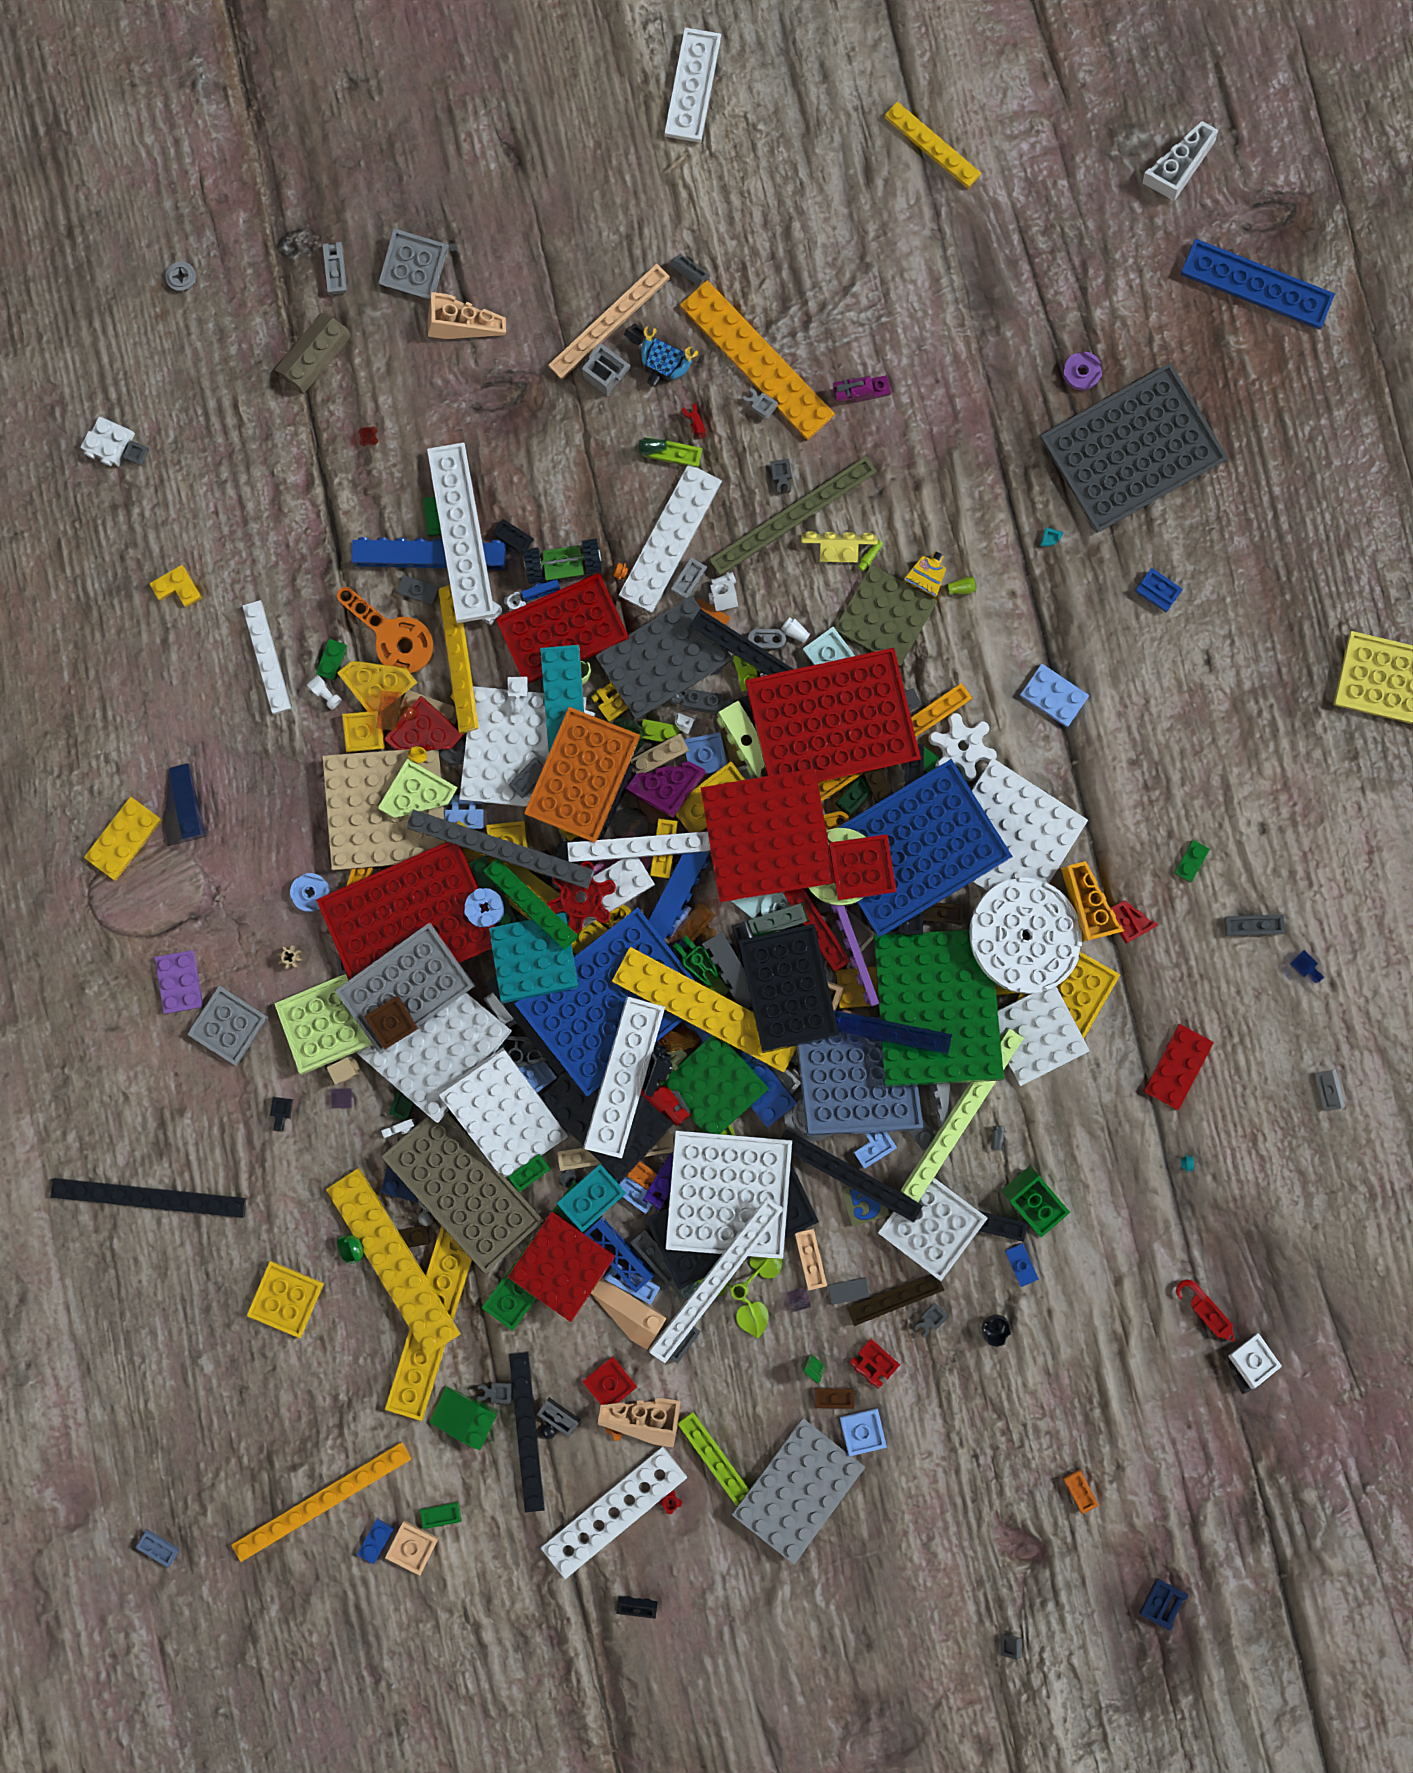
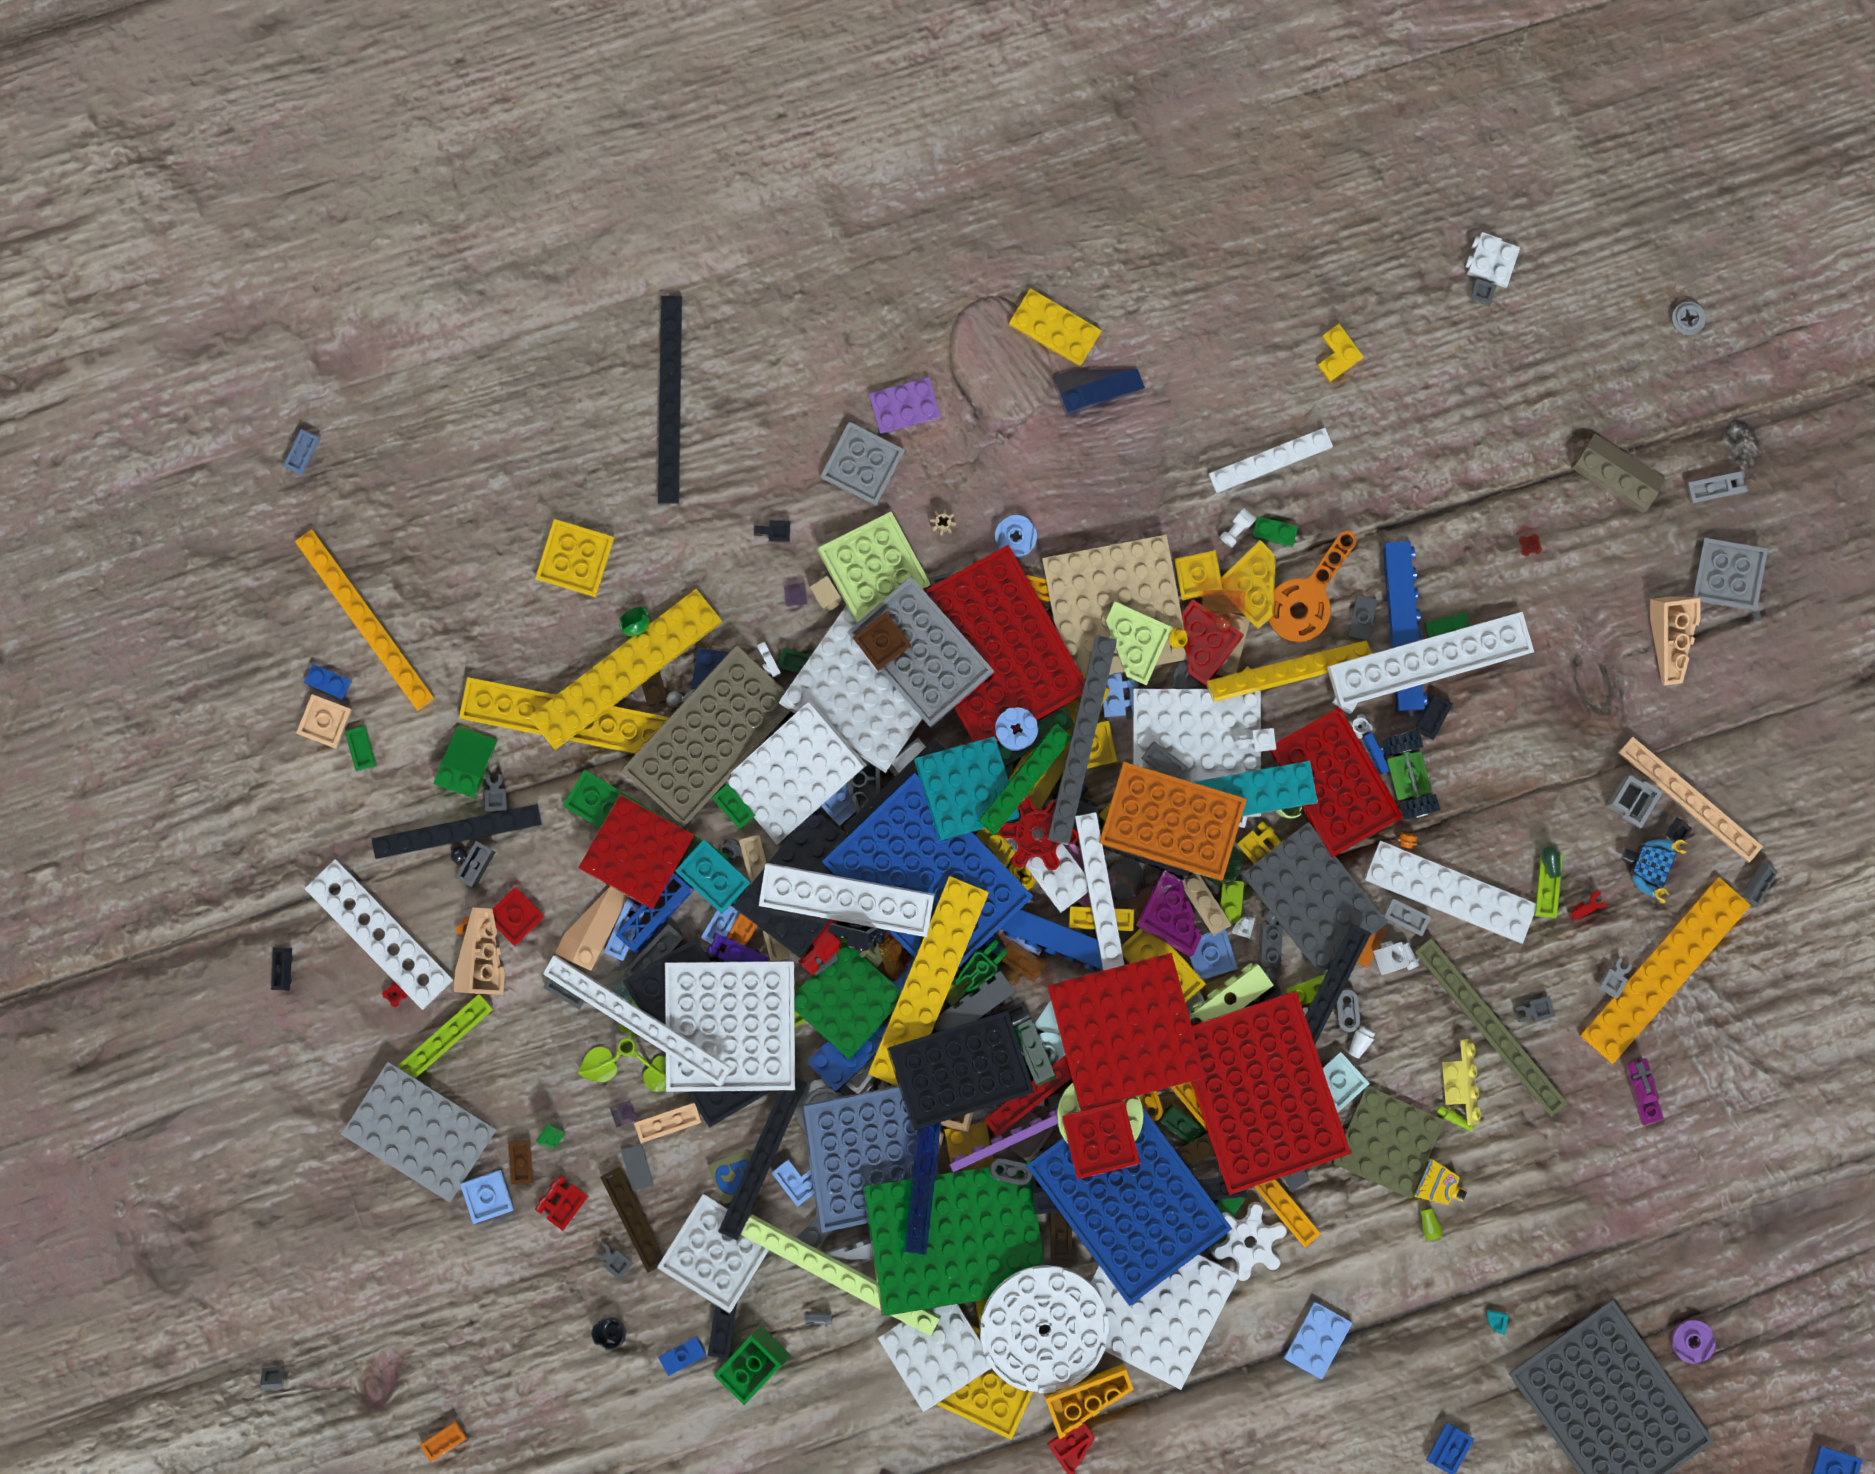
camera: 80 degrees right, 0 degrees up
(883, 953) = (1009, 1171): none -> dark grey plate

